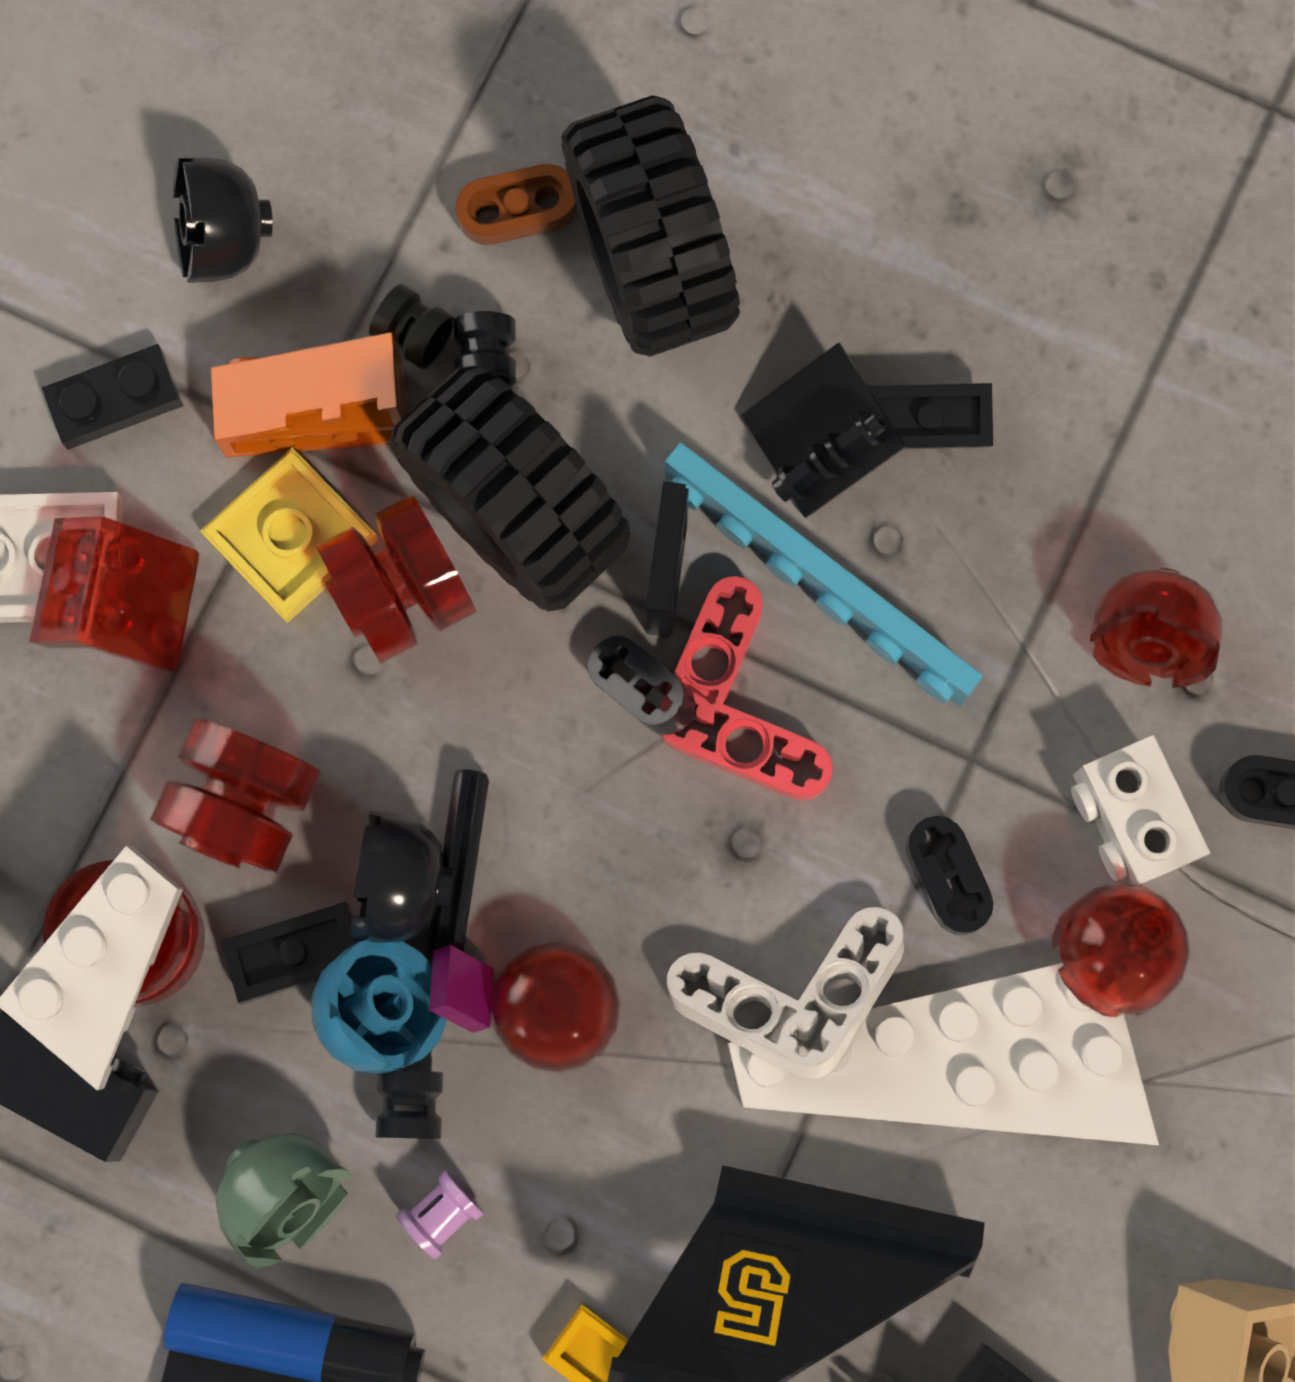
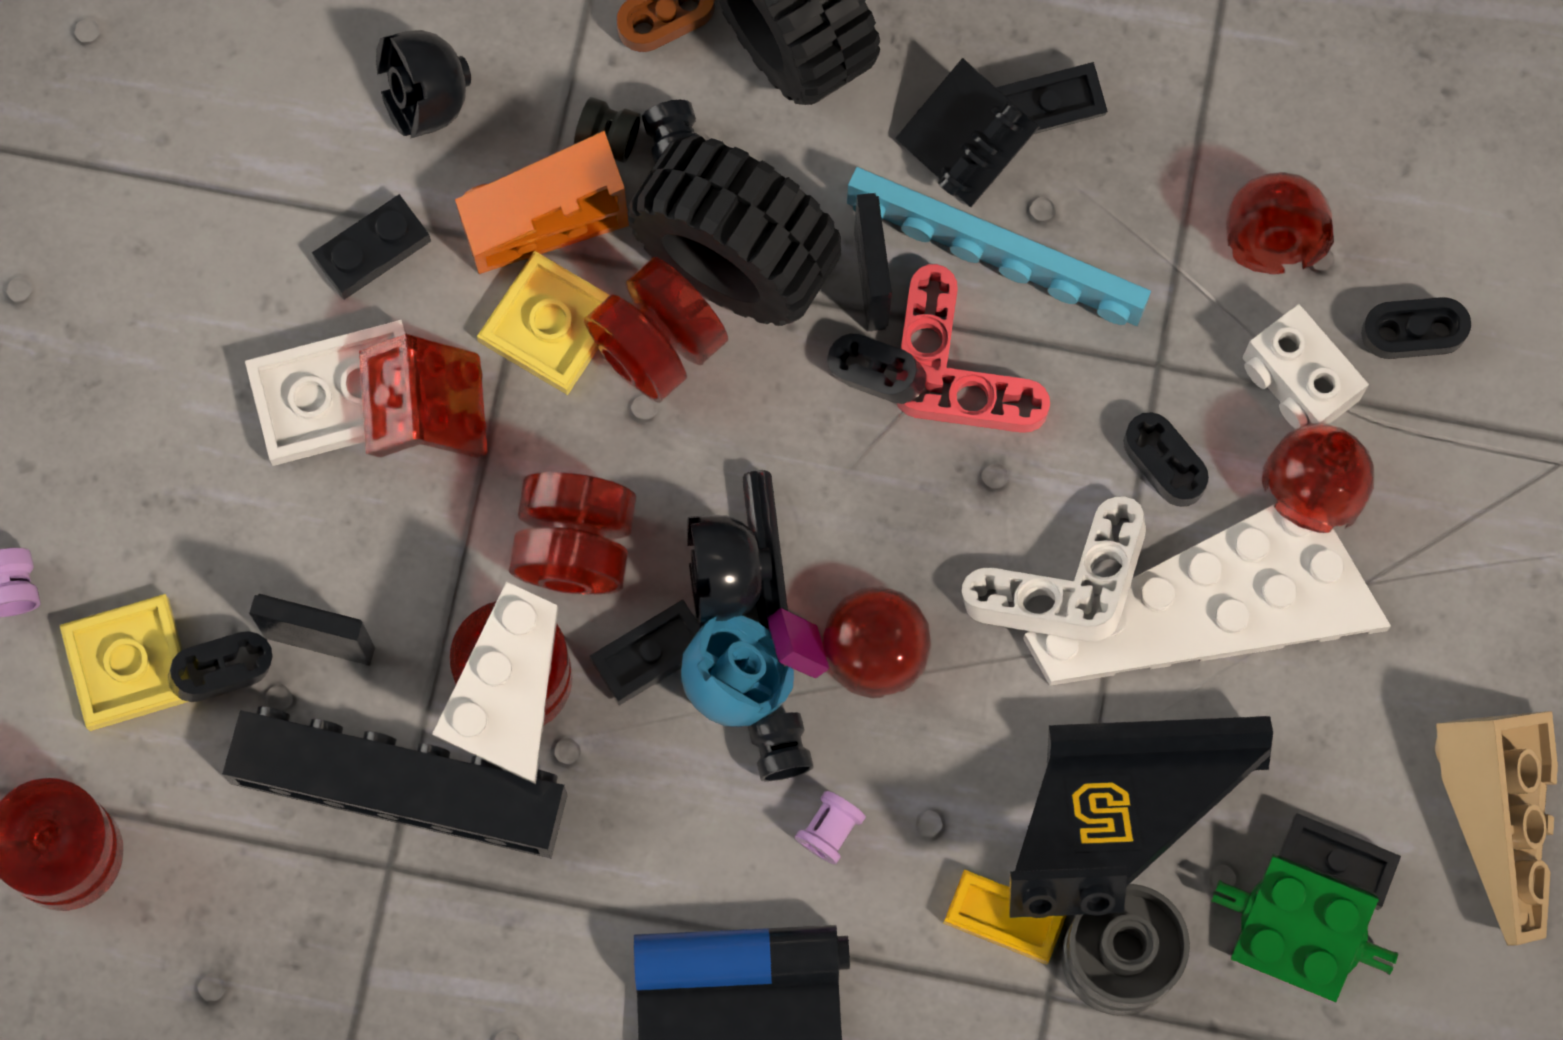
camera: 20 degrees left, 5 degrees down
(278, 1194) = (696, 841): sand green cylinder -> none

